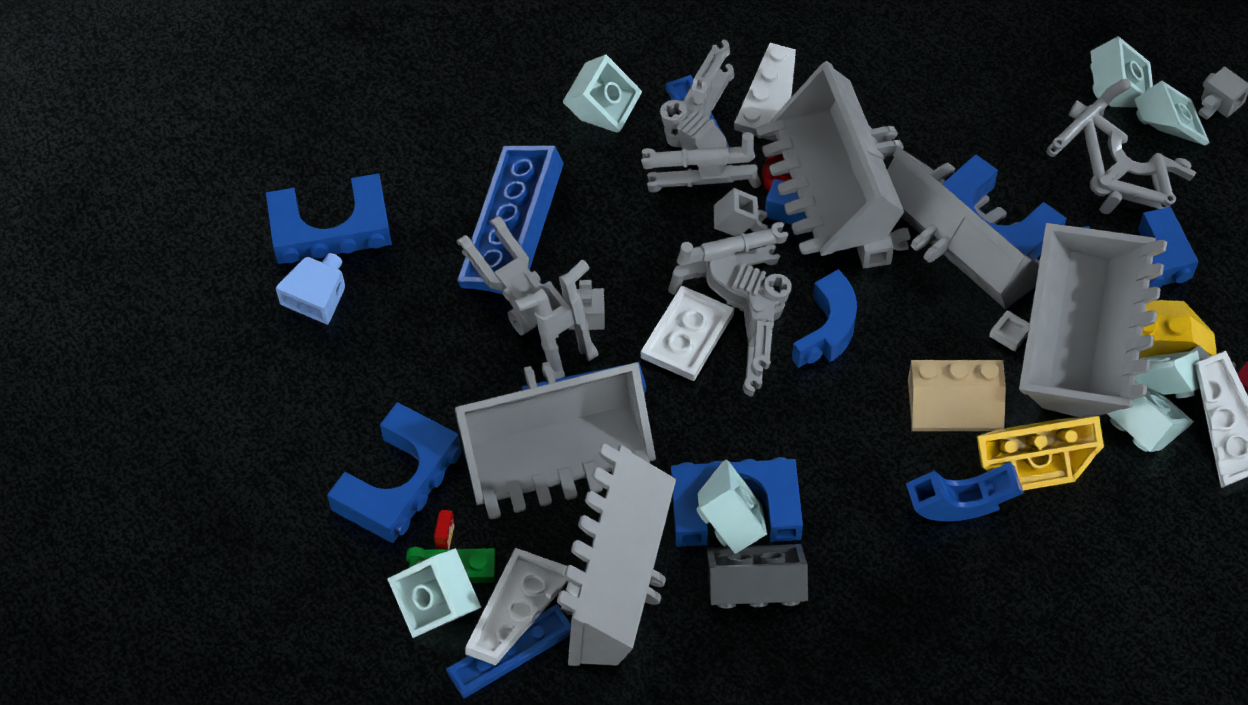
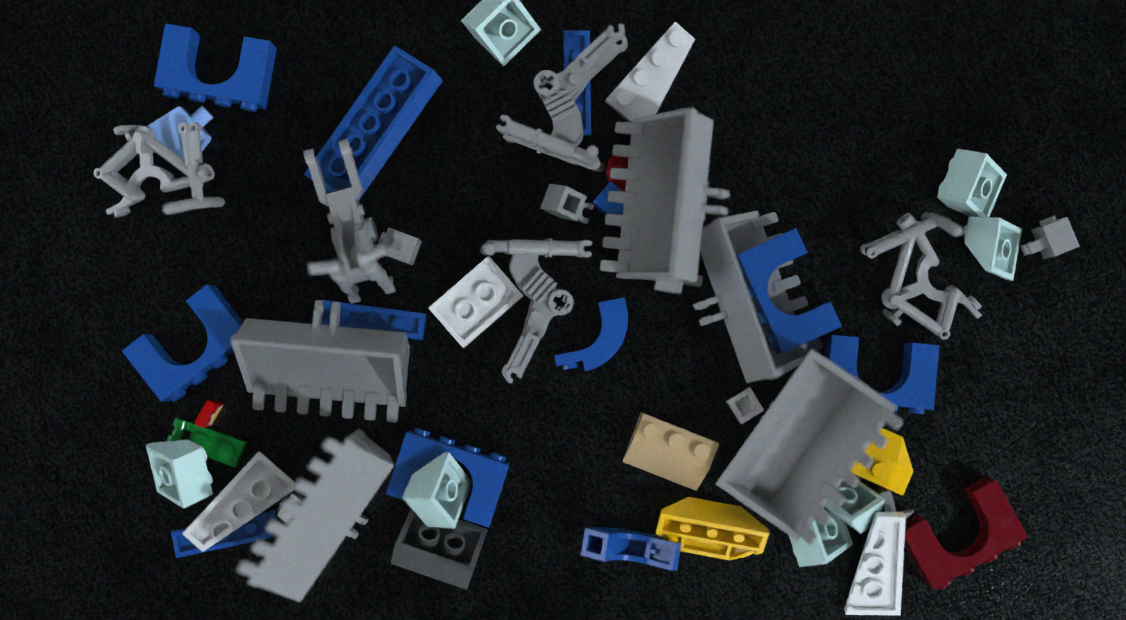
camera: 20 degrees right, 30 degrees up
(282, 294) = (143, 141): none -> light grey piece

